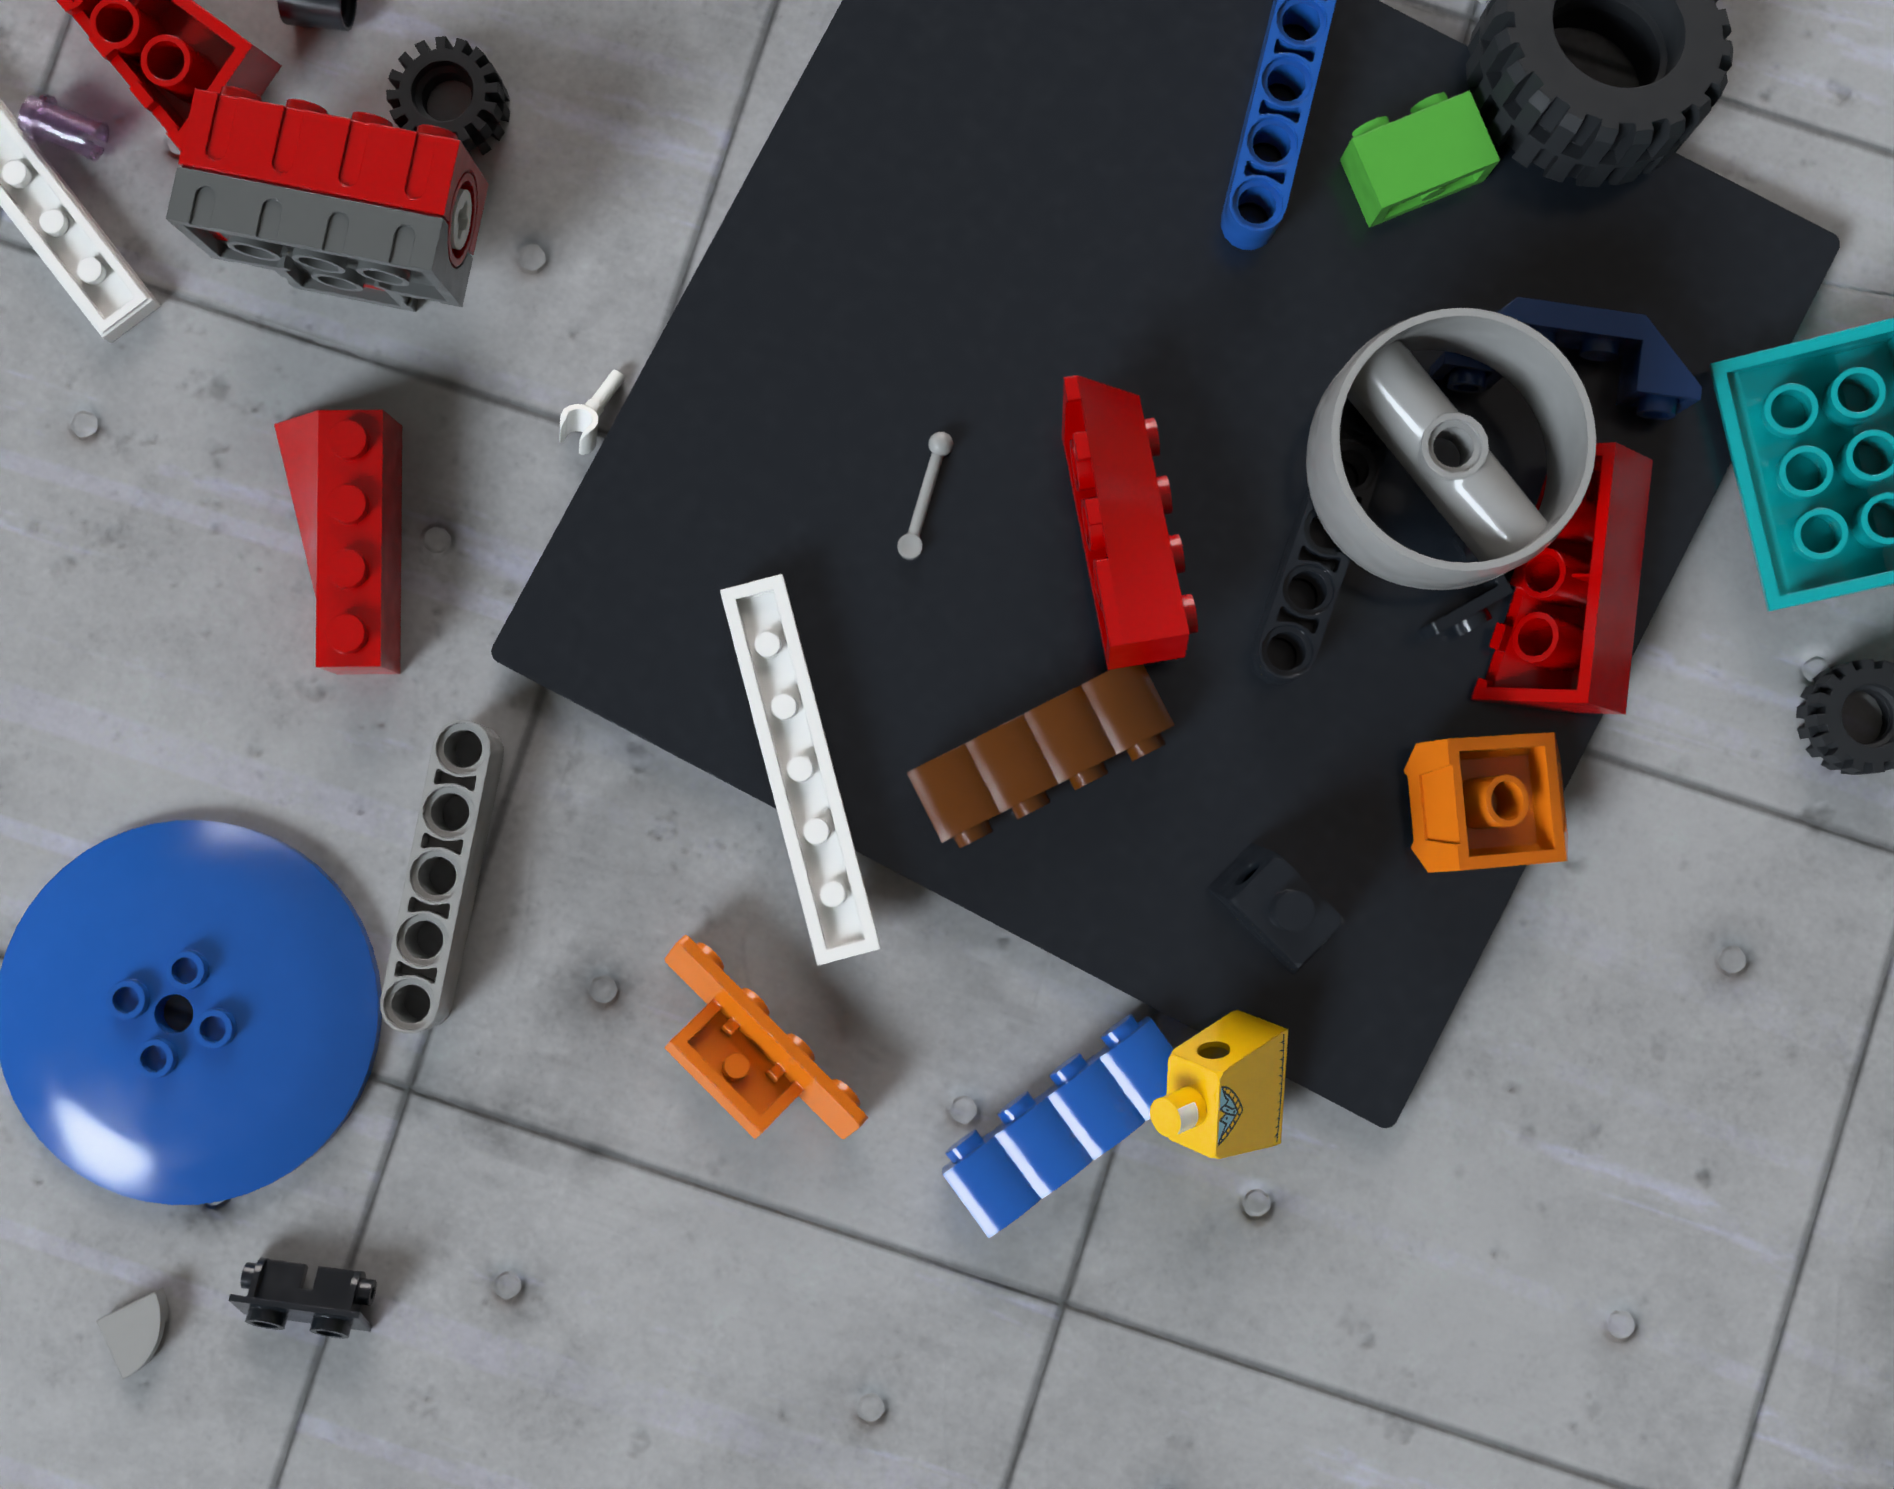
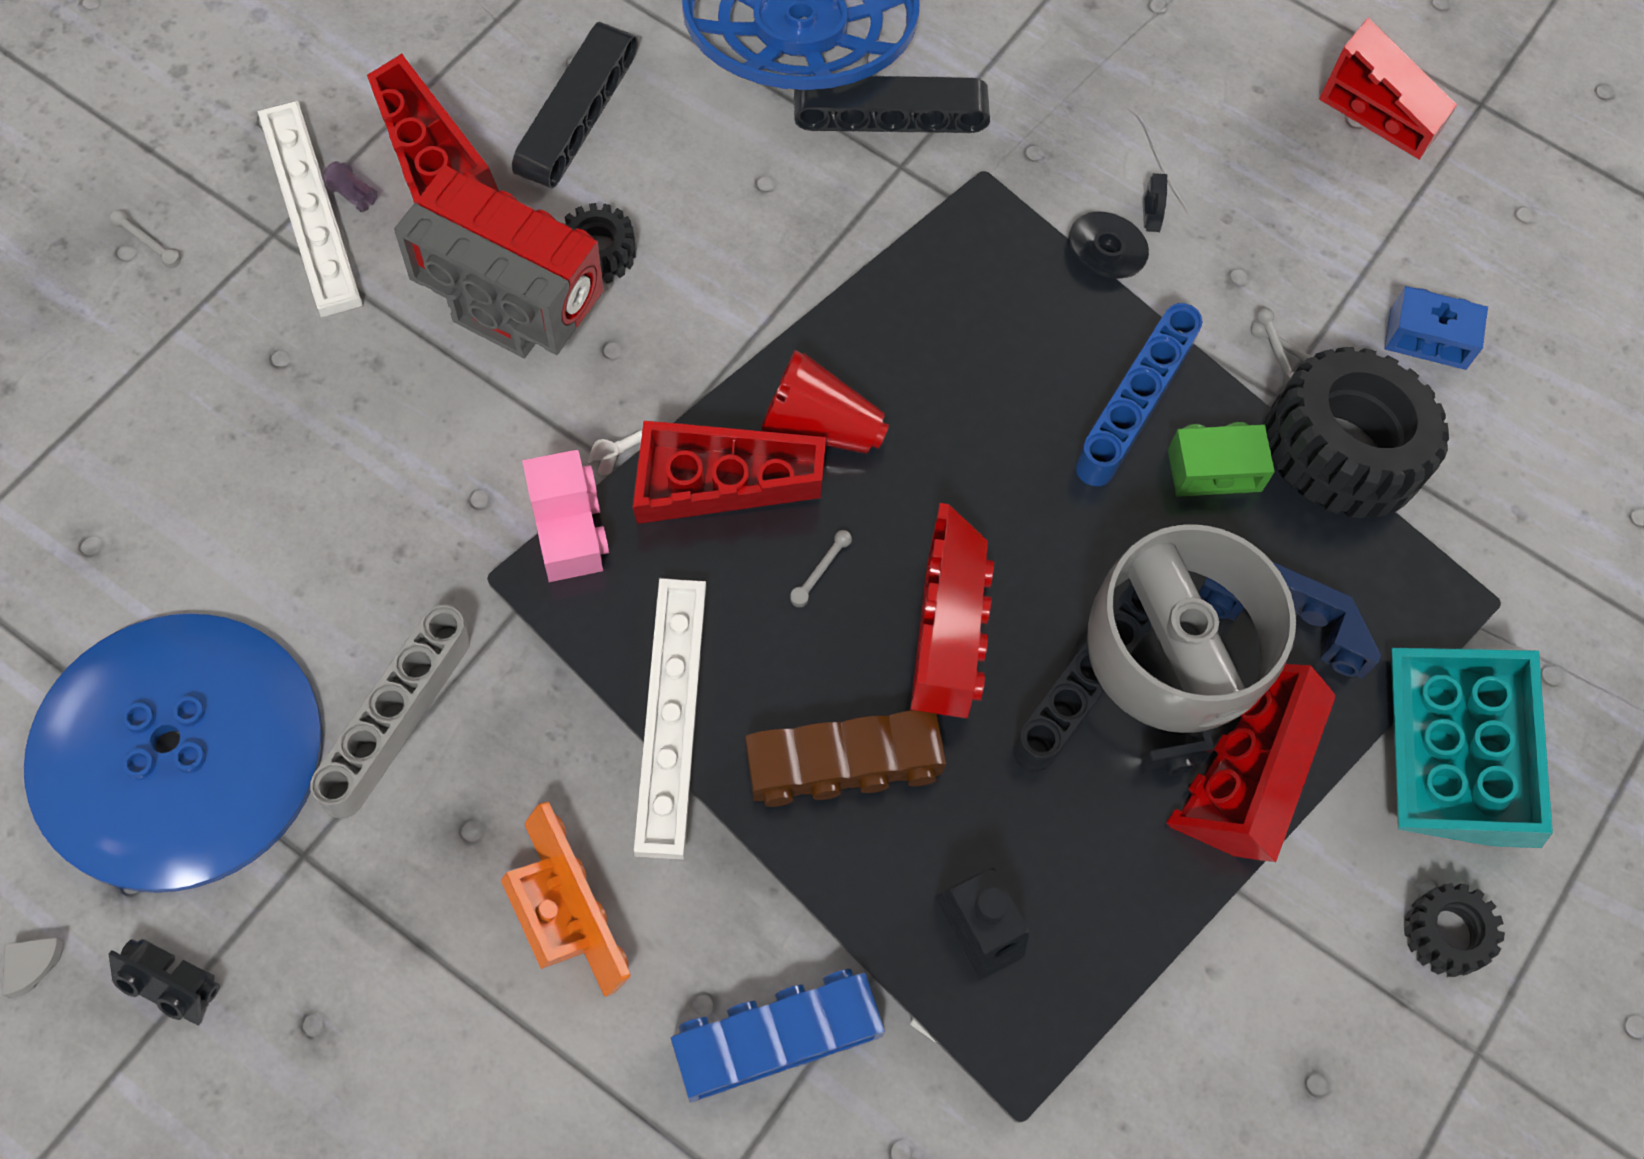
camera: 15 degrees right, 20 degrees down
(349, 516) = (430, 458): red wedge -> none
(556, 538) = (563, 507): none -> bright pink brick
(738, 409) = (719, 469): none -> red wedge
(853, 269) = (822, 405): none -> red cone
(1226, 1088) = (904, 1038): yellow torso -> none
(1487, 802) = (1160, 893): orange slope -> none

